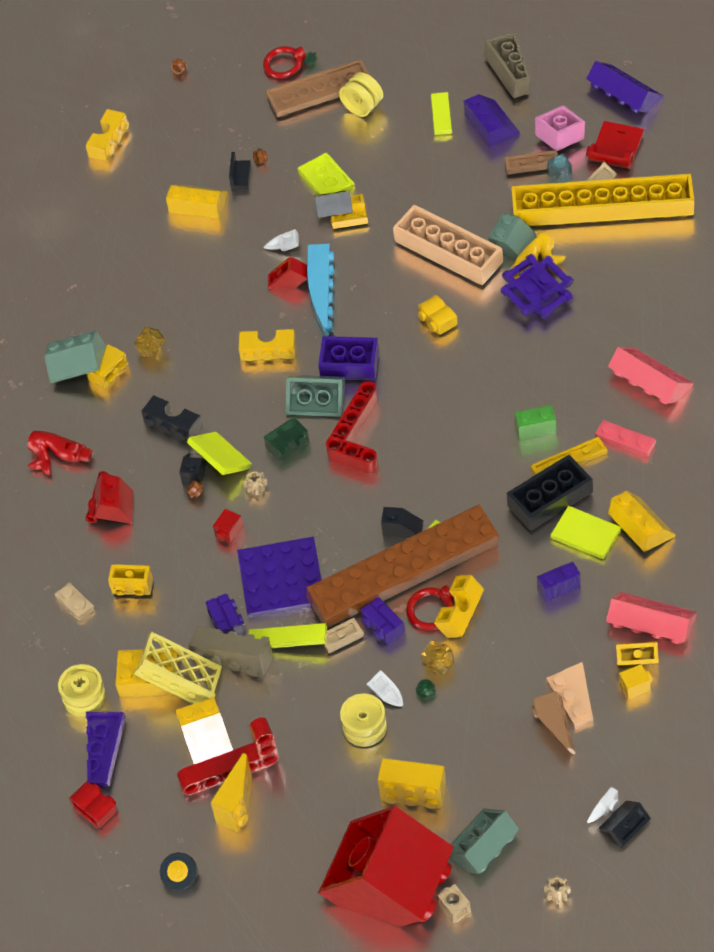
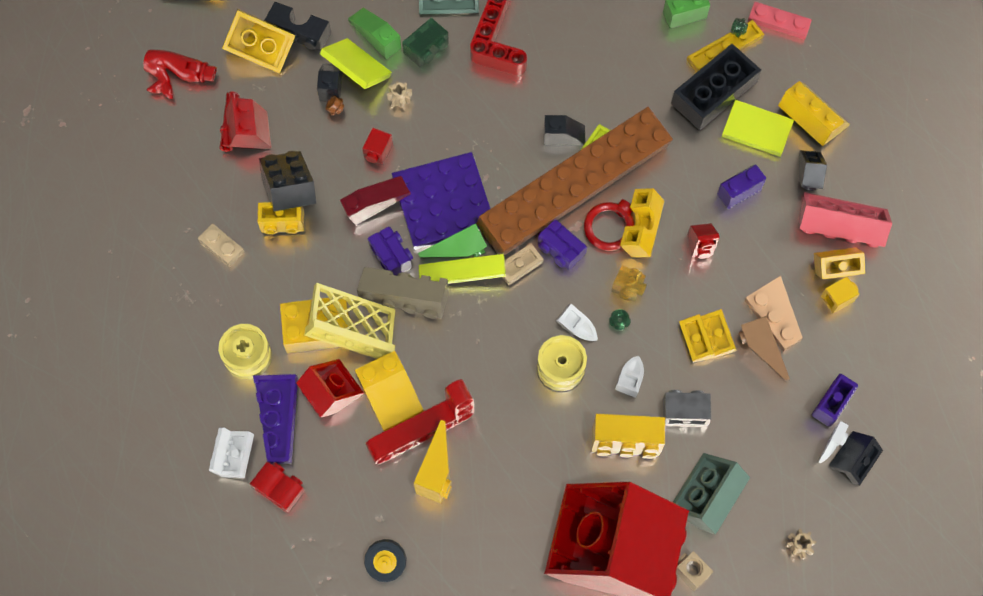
camera: 15 degrees left, 15 degrees up
(56, 773) = (231, 453): none -> white bracket
(133, 428) = (258, 41): none -> yellow slope
(140, 547) = (287, 180): none -> black brick
(151, 726) = (329, 387): none -> red slope
(215, 570) = (374, 198): none -> dark red slope
(243, 428) = (376, 32): none -> bright green slope
(290, 613) = (461, 244): none -> bright green slope
(426, 738) = (631, 377): none -> white plate
(472, 768) = (687, 408): none -> flat silver brick
(505, 709) = (707, 336): none -> yellow slope
(513, 626) = (703, 240): none -> red slope
(582, 441) = (739, 27): none -> clear green plate
(610, 769) = (835, 400): none -> dark purple brick
(628, 572) = (812, 170): none -> slope

